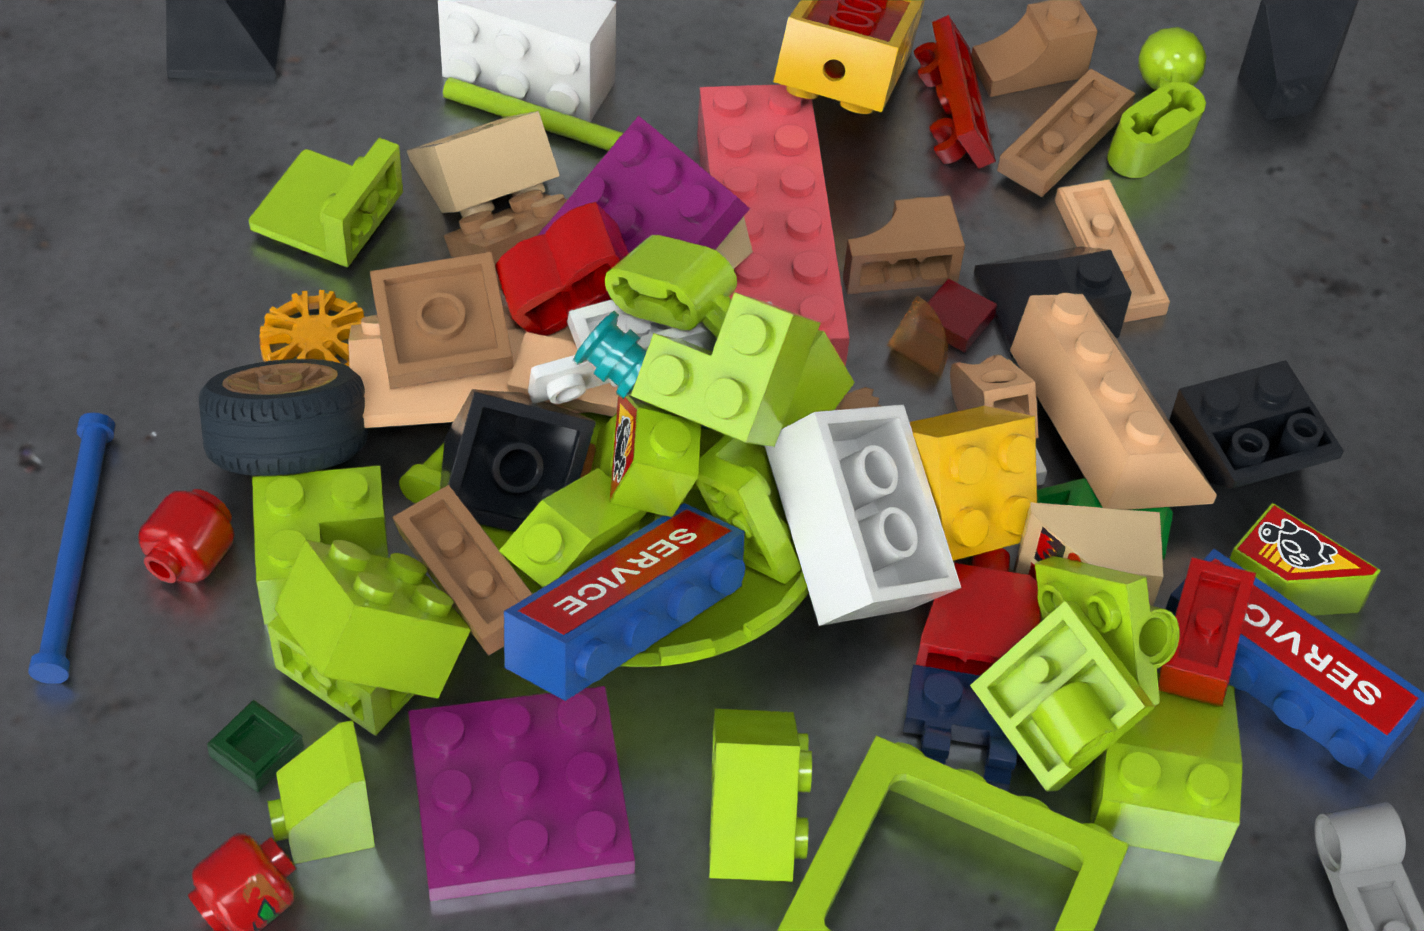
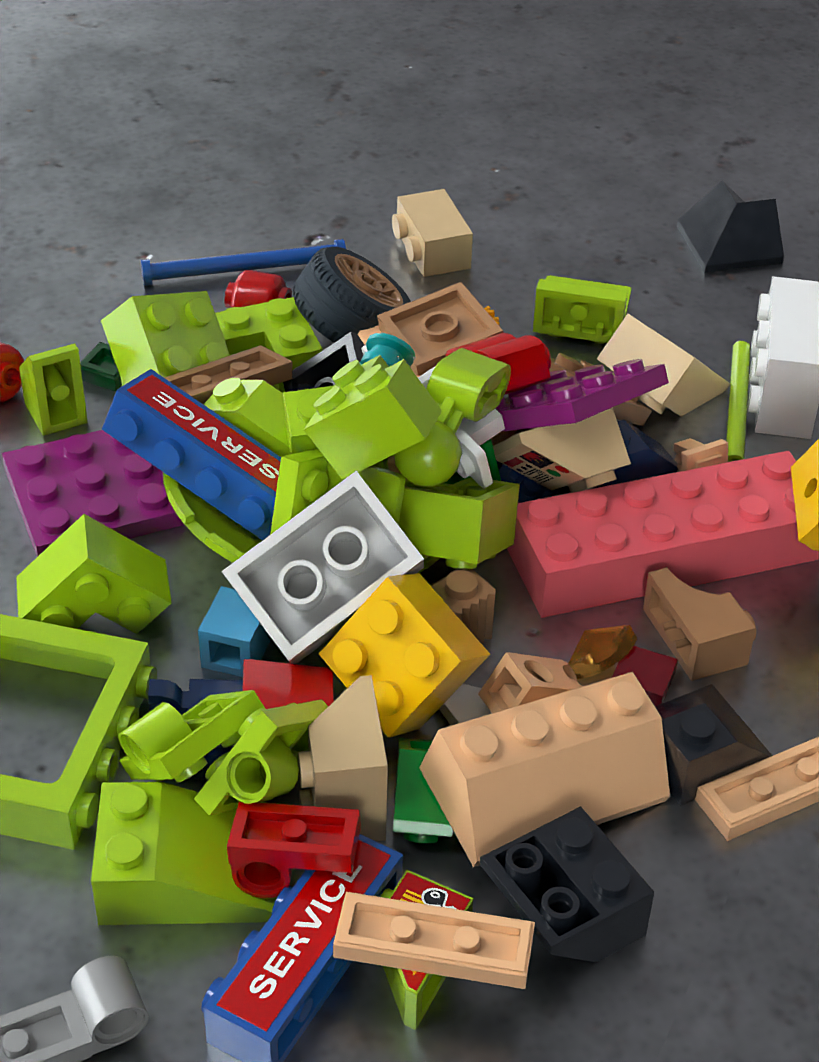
camera: 80 degrees right, 10 degrees down
(108, 312) = (433, 232): none -> tan brick
(839, 660) = (230, 634): none -> dark azure brick
(1330, 541) = (434, 940): none -> light nougat tile

